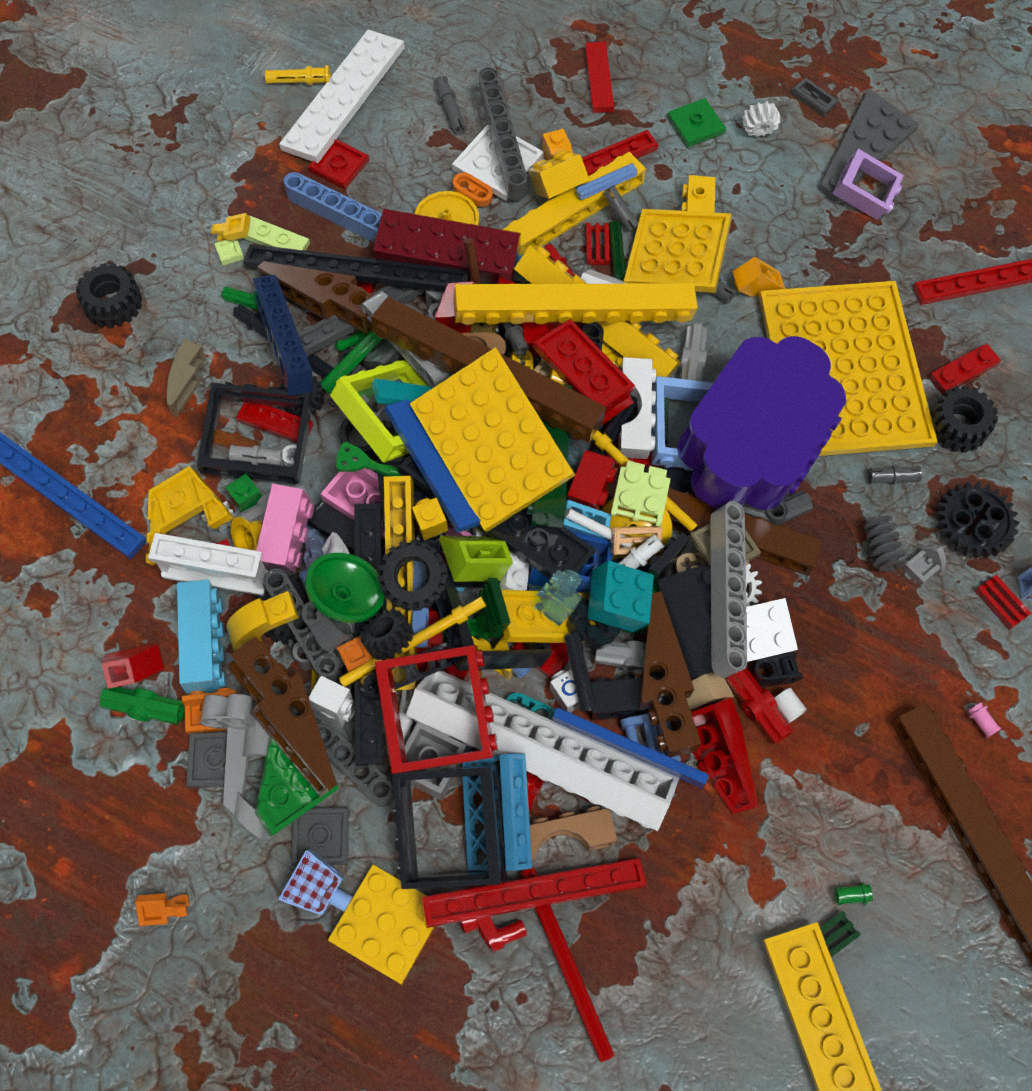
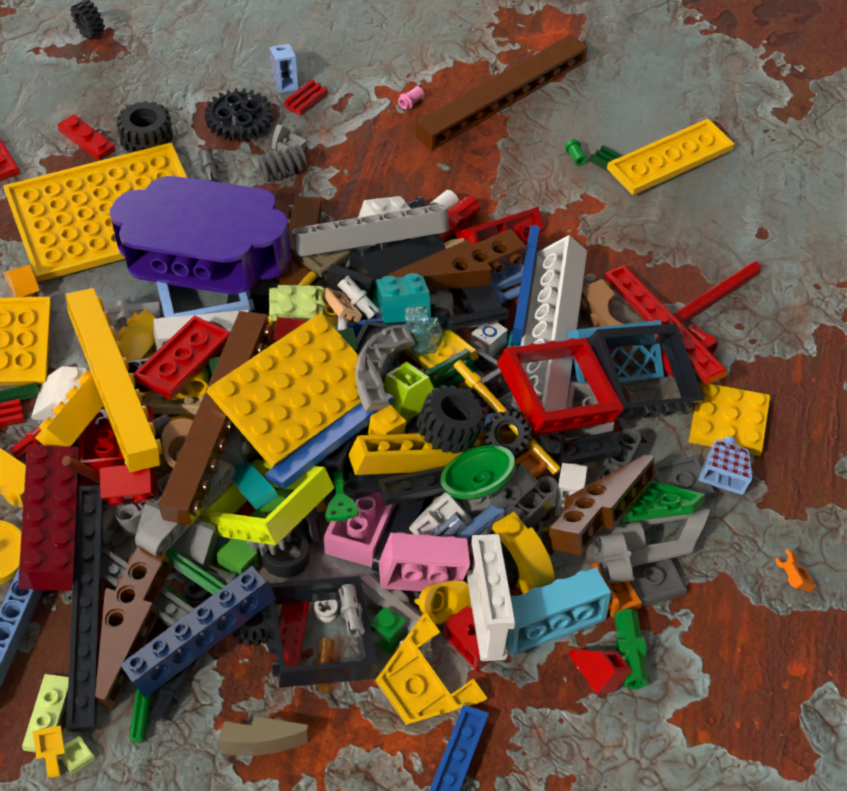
camera: 105 degrees left, 15 degrees down
(511, 518) = (371, 362): none -> light grey tile

